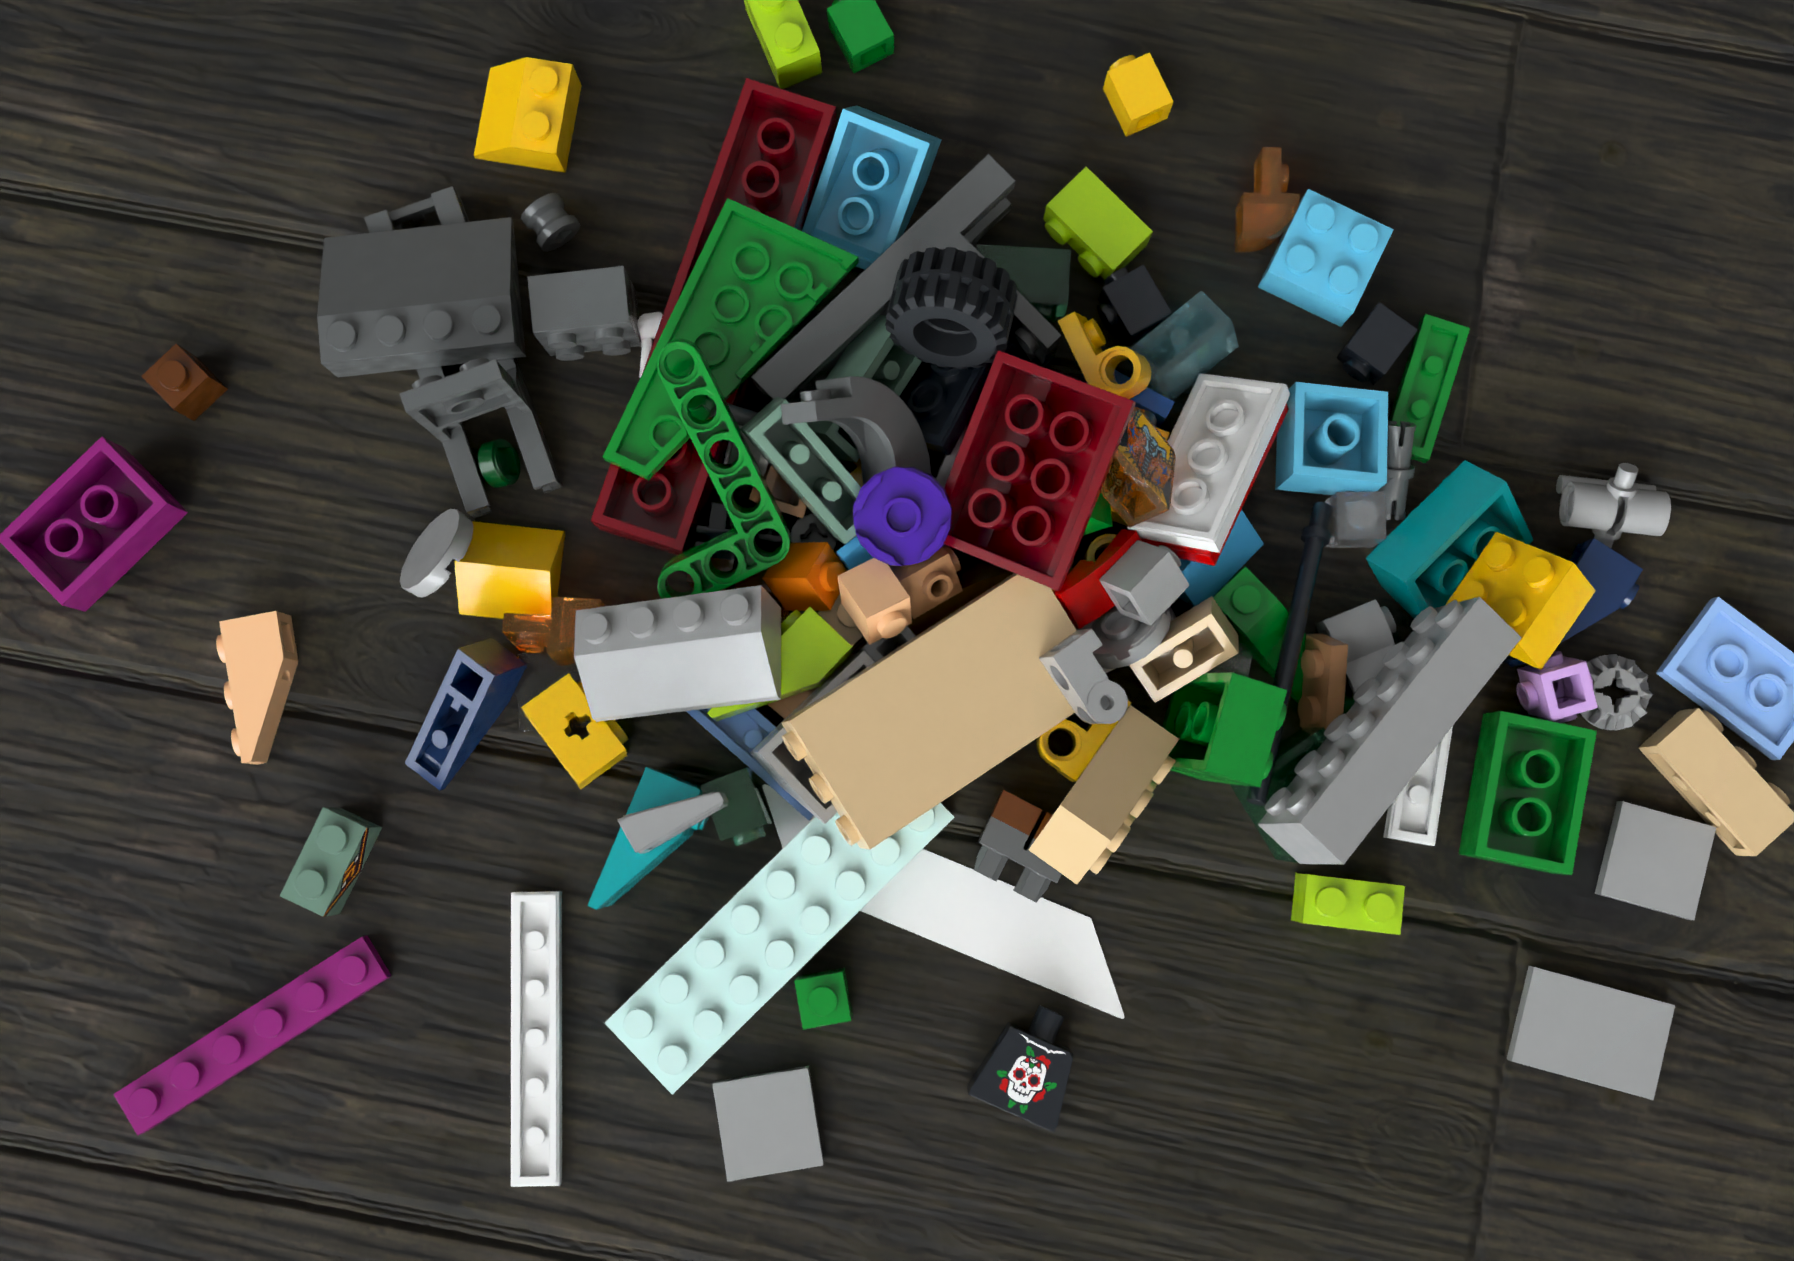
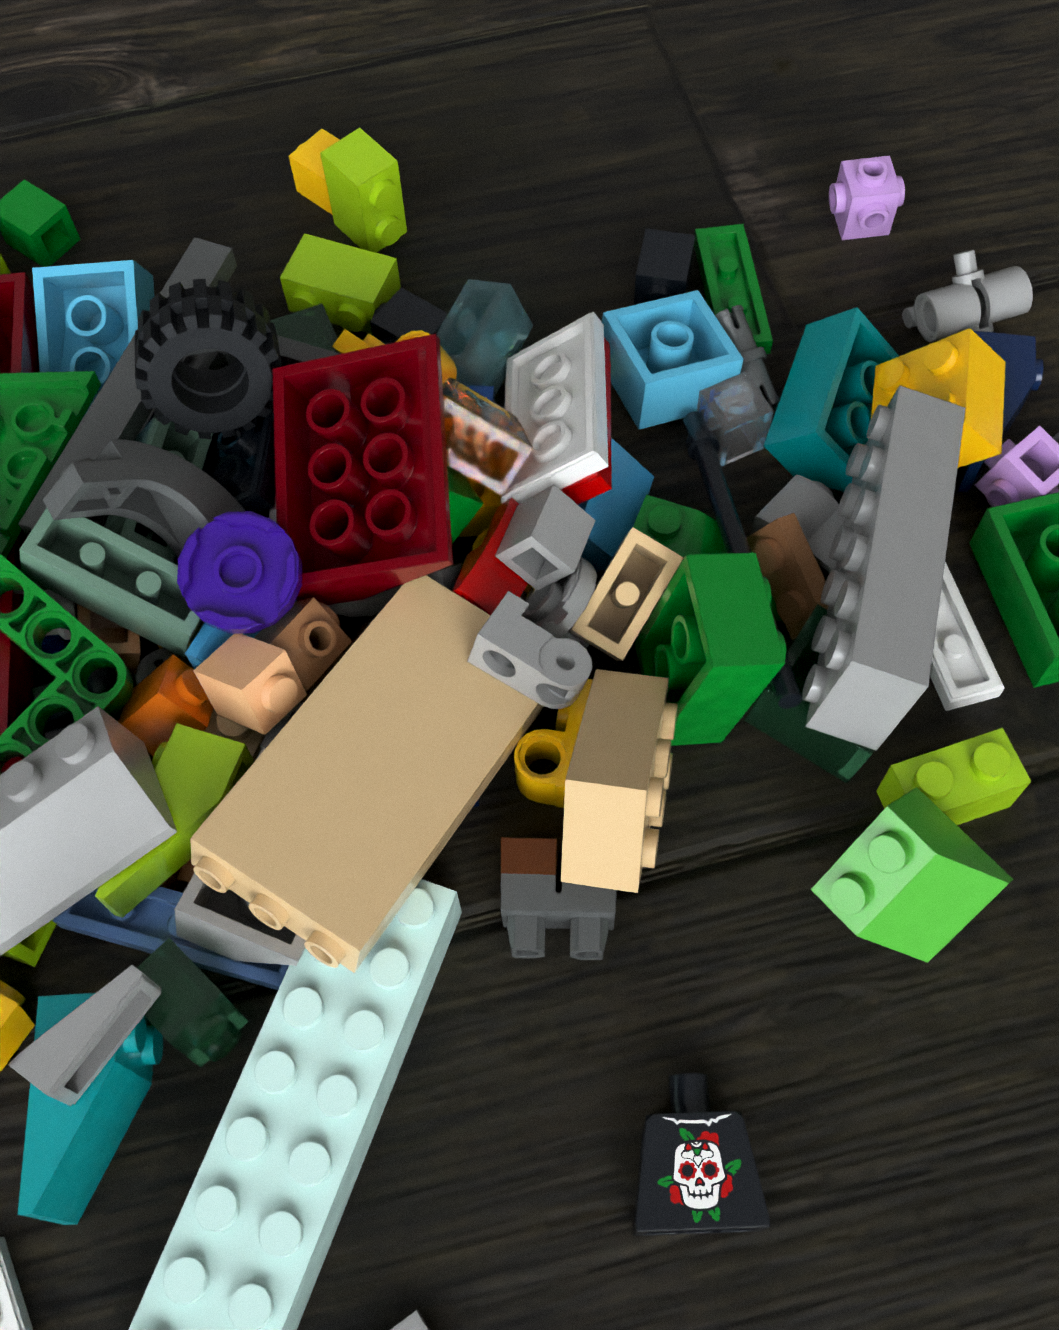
camera: 25 degrees left, 20 degrees down
(823, 998) = (395, 1202): green brick -> none
(985, 920) = (561, 1014): white sticker -> none
(1157, 146) = (364, 191): none -> lime brick
(1267, 211) = (495, 208): clear orange brick -> none
(1273, 959) = (911, 879): none -> slope
(1325, 258) = (575, 224): medium azure brick -> none
(1592, 351) = (866, 197): none -> lavender brick

